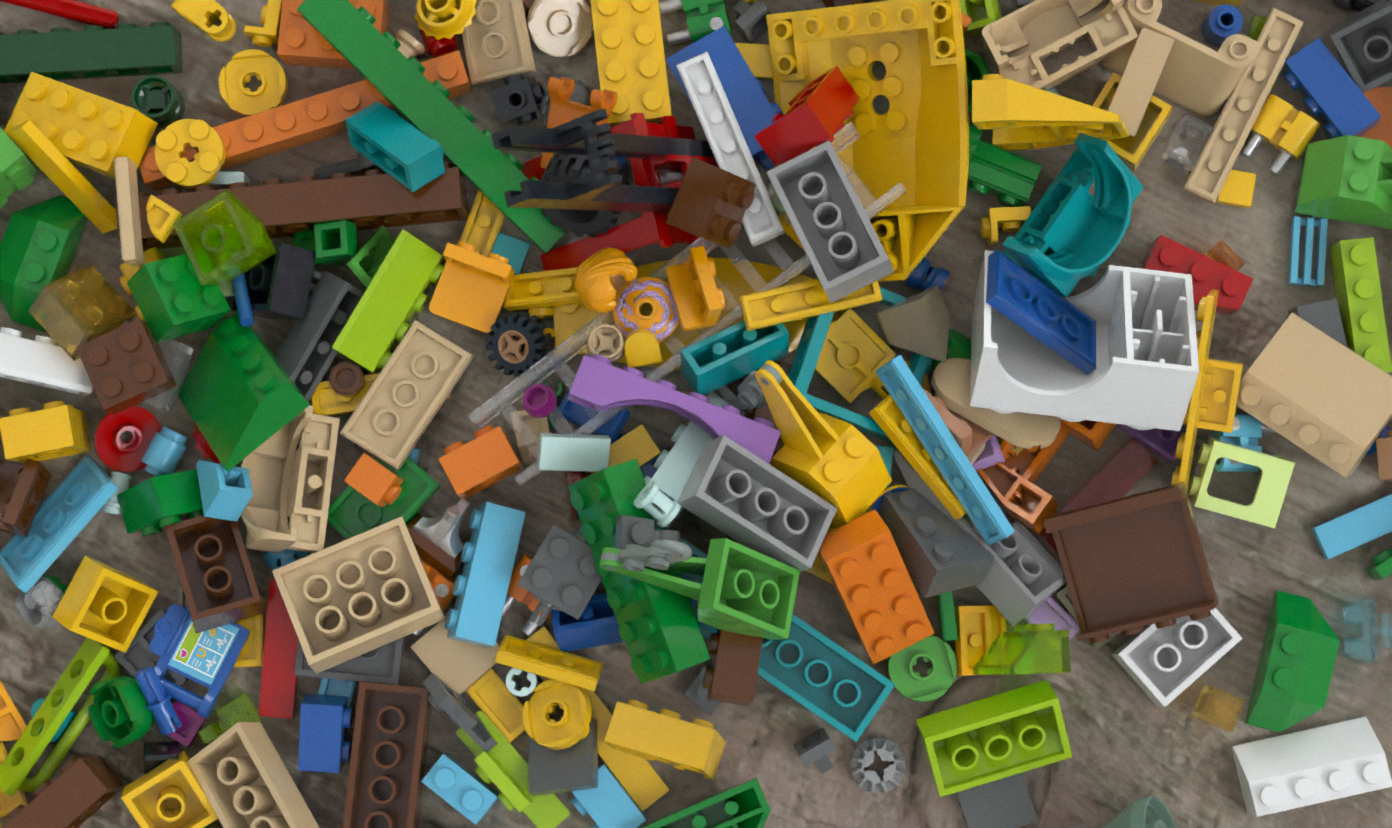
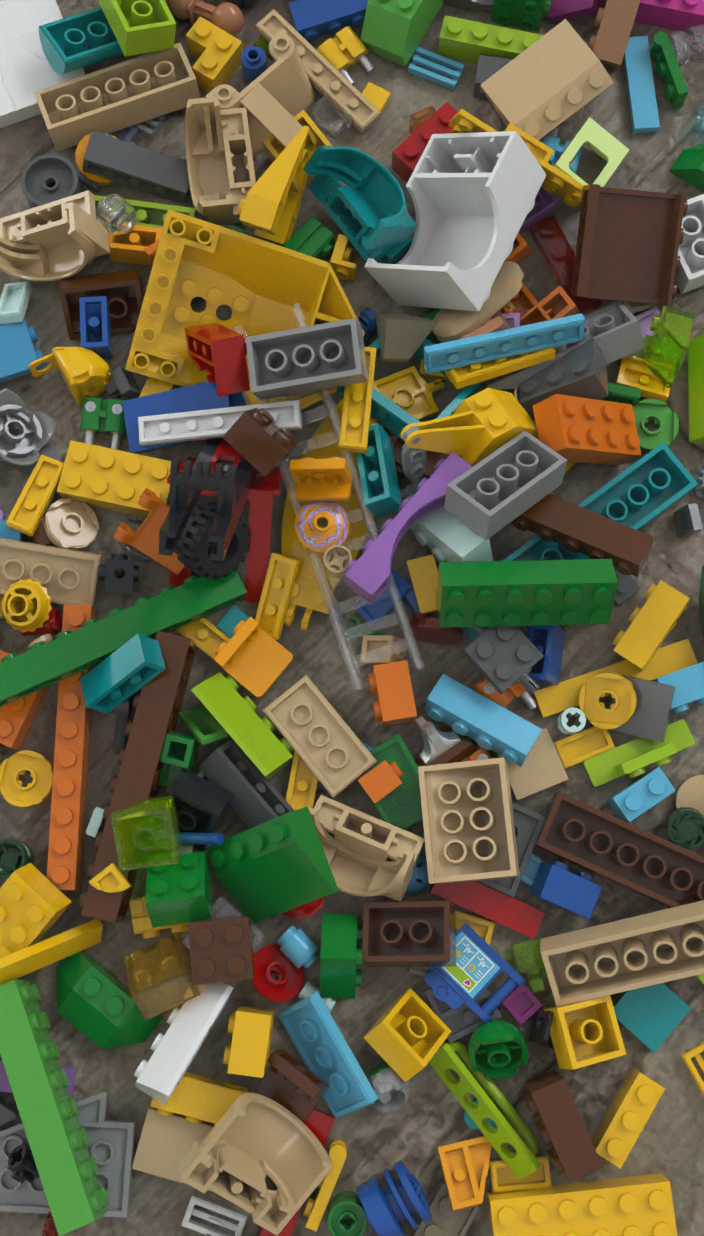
camera: 75 degrees left, 5 degrees down
(128, 211) = (95, 904): tan tile -> none
(158, 700) = (501, 1014): blue axle -> none
(172, 143) = (52, 830): yellow plate -> none
(223, 492) = (349, 905): medium azure slope -> none
(347, 379) = (291, 779): reddish brown tile -> none
(458, 710) = (582, 776): dark grey wing -> none
(507, 346) = (315, 645): black wheel -> none
(539, 400) = (363, 630): magenta plate -> none
(549, 662) = (565, 693): yellow tile -> none
(573, 452) = (413, 615): light aqua tile -> none
(602, 278) = (286, 551): light orange hair -> none
(640, 532) = (506, 575): dark grey plate -> none
(642, 348) = (351, 536): yellow tile -> none
(657, 504) = (480, 561): light aqua bush -> none
(739, 587) = (566, 514): bright green slope -> none
(1041, 311) = (424, 242): blue tile -> none

